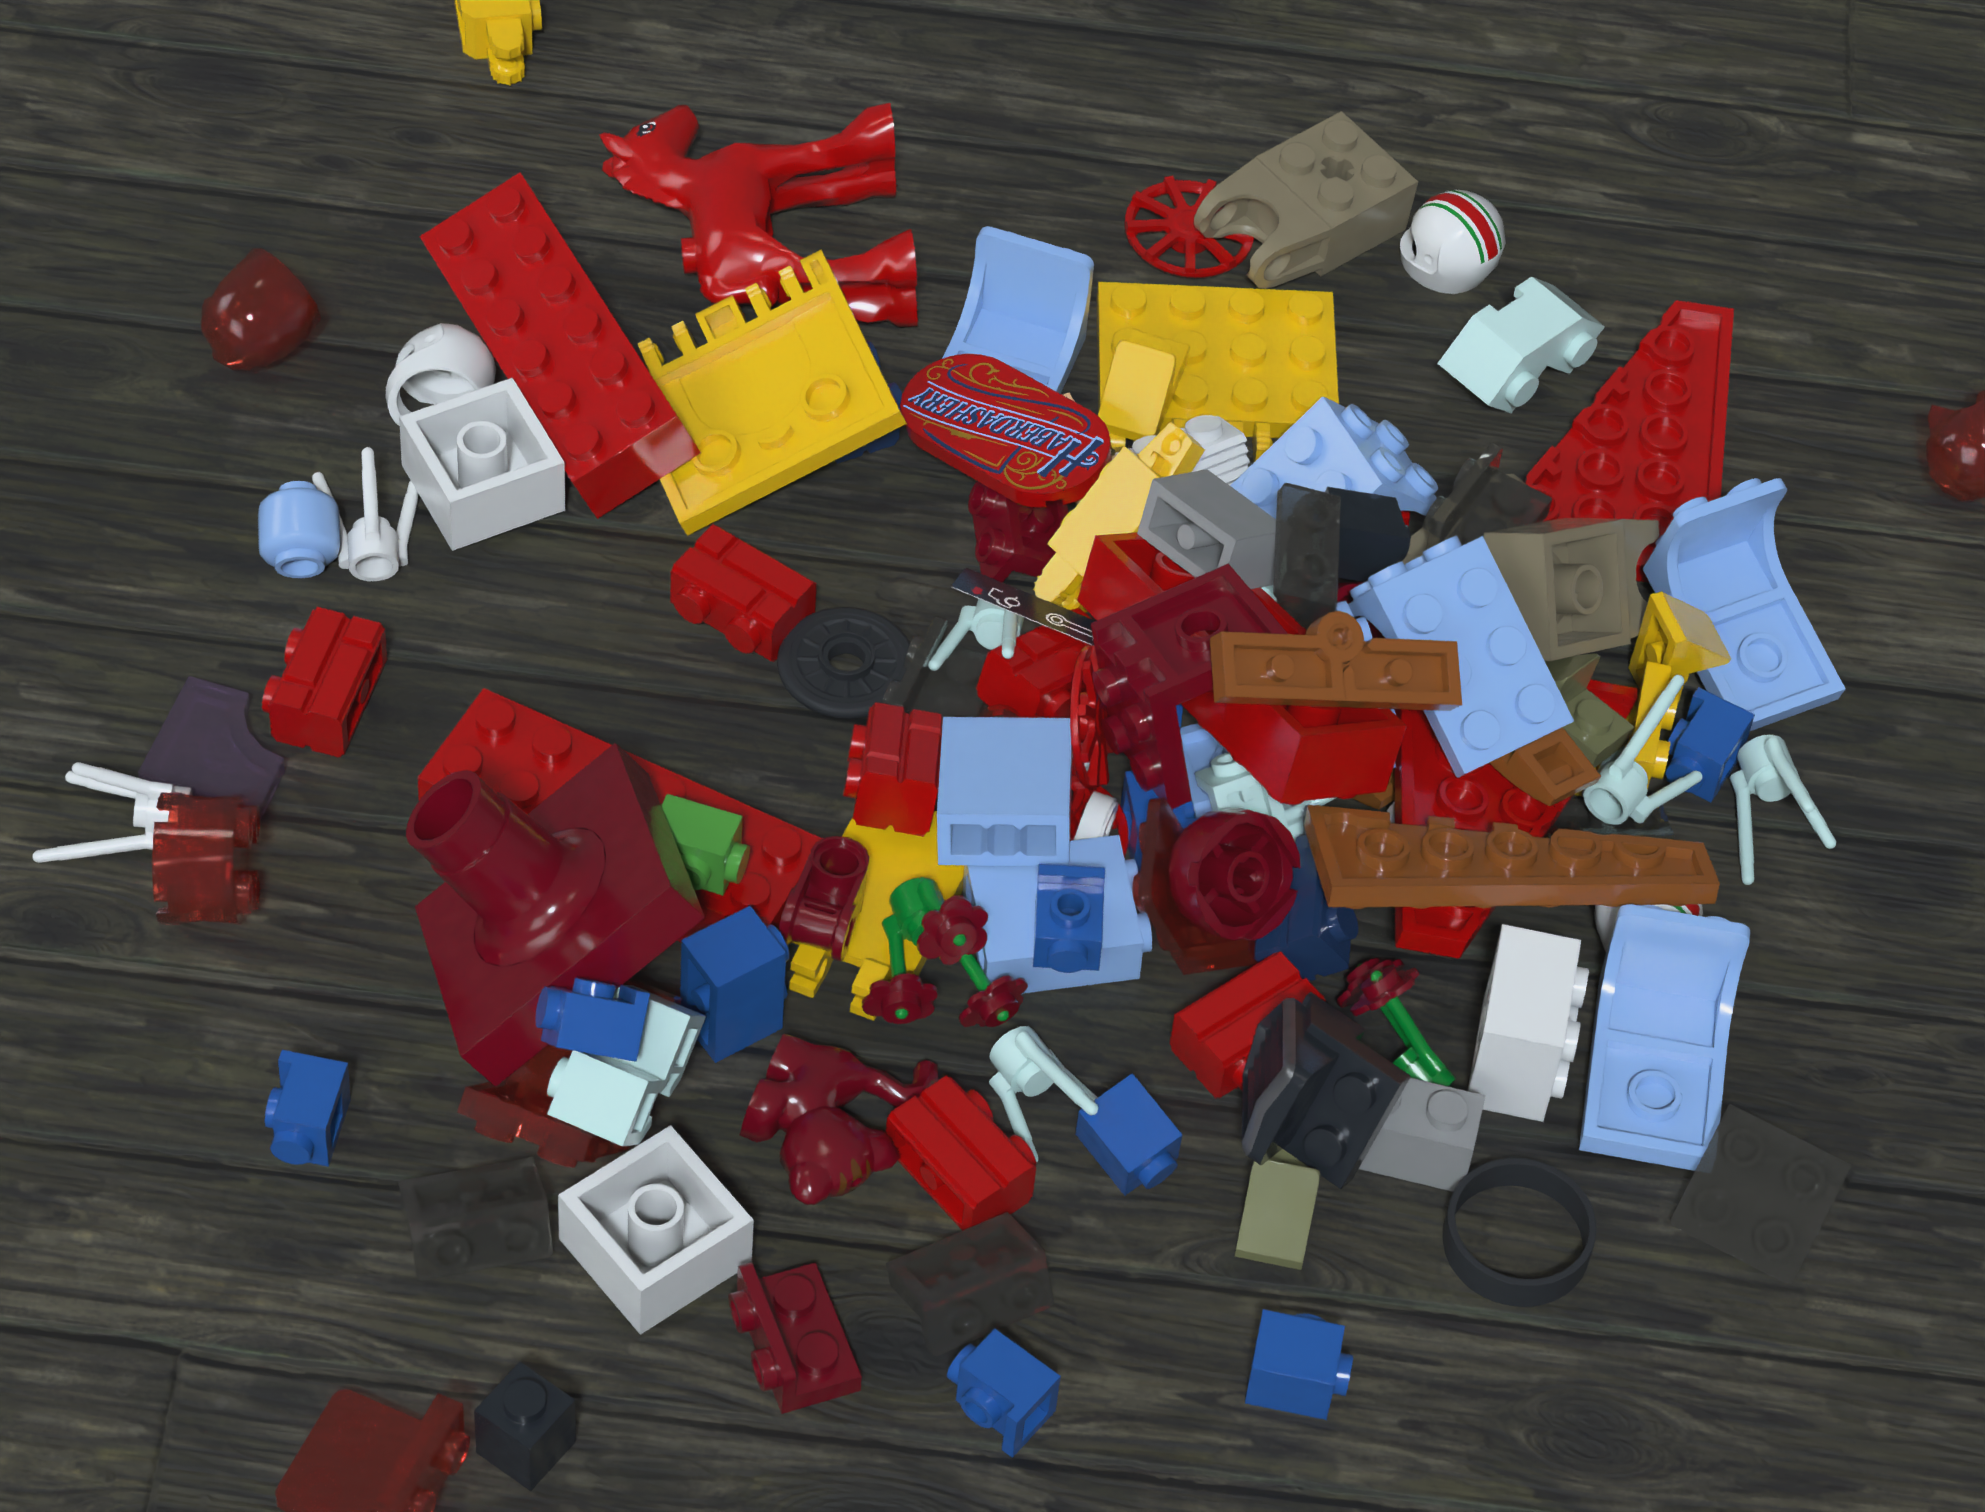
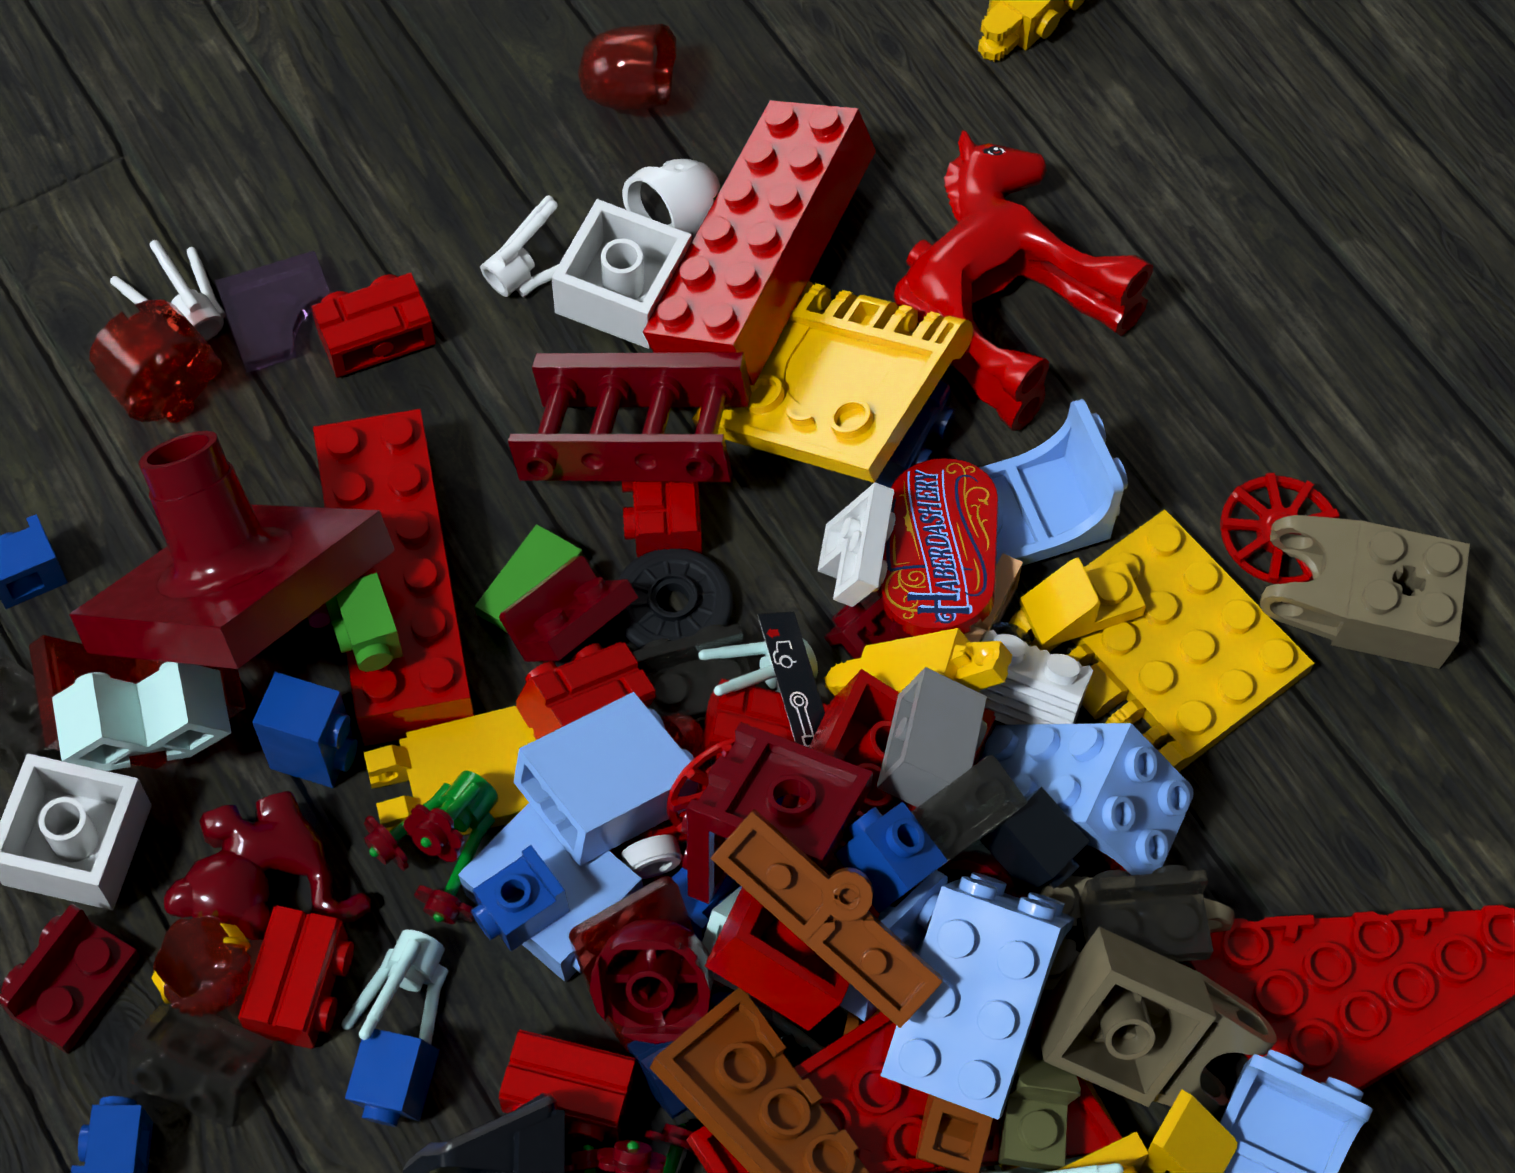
camera: 55 degrees right, 10 degrees up
(298, 530) = (481, 219): light blue head -> none
(593, 1019) = (122, 666): blue brick -> none
(622, 516) = (632, 380): none -> dark red fence
(721, 746) = (531, 564): none -> bright green tile
(799, 733) = (564, 611): none -> dark red bracket
(827, 897) = (405, 739): dark red piece -> none
(897, 1203) = (202, 965): none -> clear red hair
(939, 473) = (856, 545): none -> white plate
(1304, 593) = (891, 853): none -> blue brick
(1455, 241) = (1444, 708): white helmet -> none
(1509, 348) = (1361, 820): light aqua brick -> none

